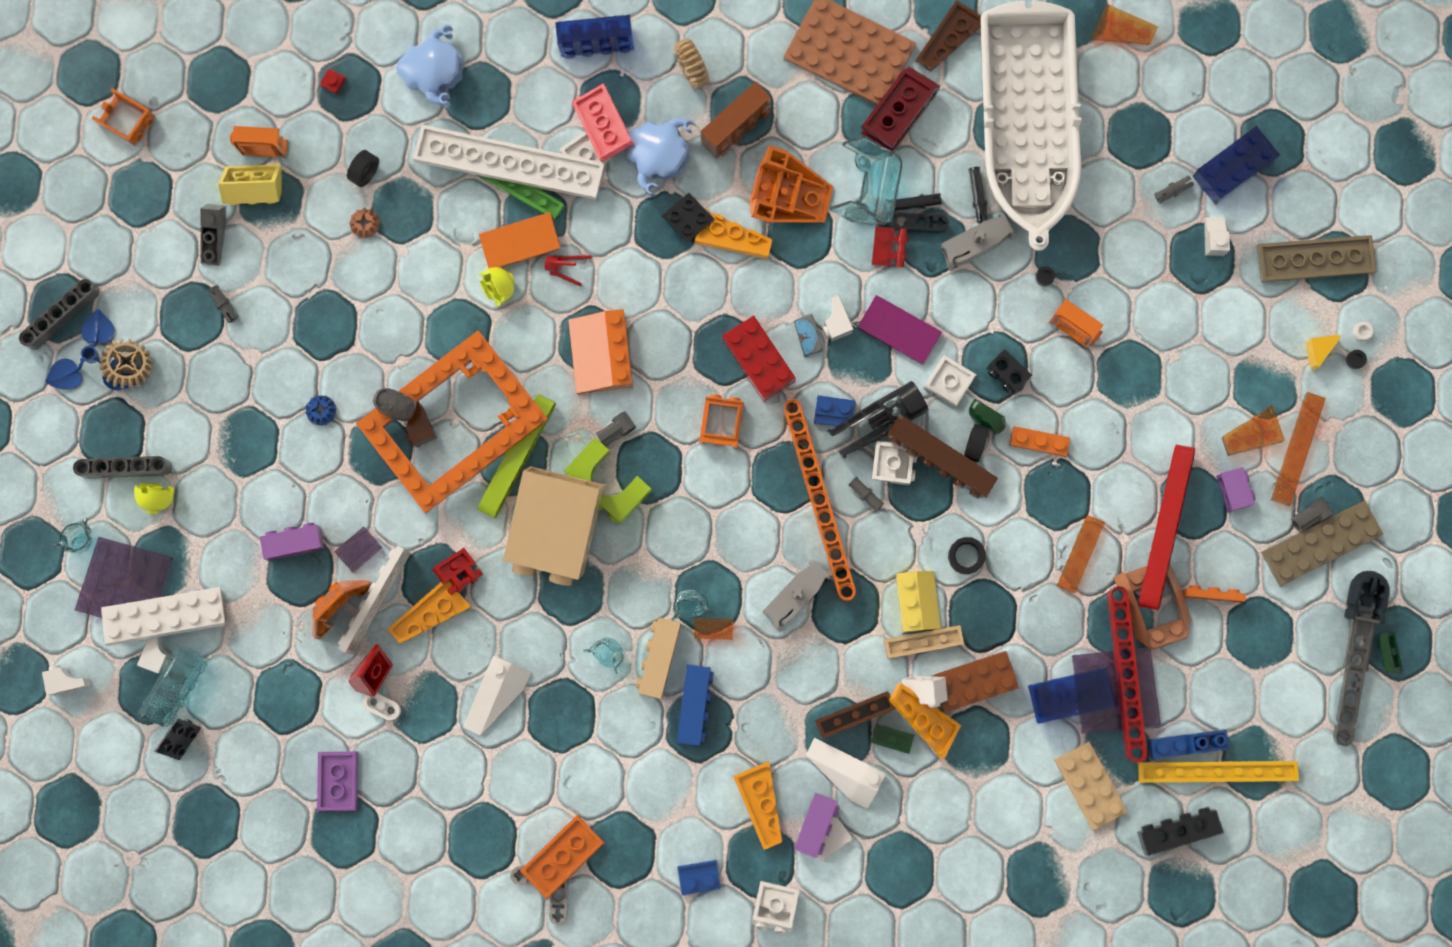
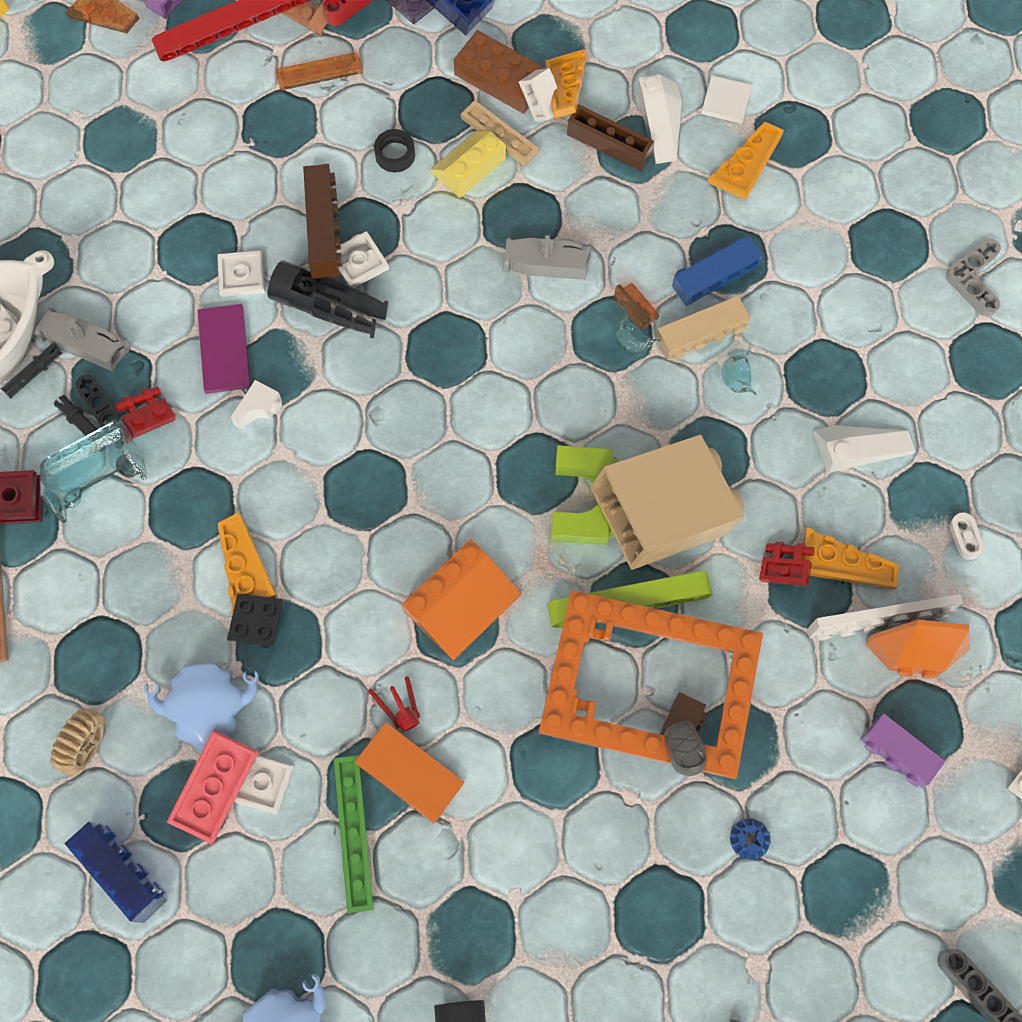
camera: 135 degrees left, 10 degrees down
(153, 497) = (989, 937): neon yellow cylinder -> none
(358, 549) = (849, 681): clear purple plate -> none
(370, 228) = (519, 951): nougat gear -> none
(371, 672) = (952, 566): red slope -> none
(497, 284) = (473, 755): neon yellow cylinder -> none
(508, 162) = (333, 855): white plate -> none
(561, 857) = (942, 279): orange tile -> none
(620, 426) = (519, 525): dark grey piece -> none
(699, 877) = (852, 167): blue plate -> none
(721, 421) = (440, 436): window -> none
(736, 120) = (111, 646): dark orange brick -> none
(758, 358) = (350, 446): red brick -> none
(775, 908) = (821, 90): white plate -> none
(788, 190) = (155, 545): orange wedge -> none
(808, 335) = (291, 422): slope -> none
(813, 491) = (441, 309): orange beam -> none
(816, 825) = (728, 103): medium lavender brick -> none
(833, 410) = (349, 349): blue plate -> none
(866, 494) = (406, 266): dark grey pin -> none
(892, 738) = (603, 100): dark green plate -> none
(976, 442) = (279, 197): black tyre -> none
(987, 417) = (251, 216): dark green piece -> none
(1013, 368) = (189, 228): black brick -> none
(1039, 441) = (241, 165): orange plate -> none
(1045, 276) = (75, 262): black tile -> none
(1077, 323) = (103, 197): orange window -> none

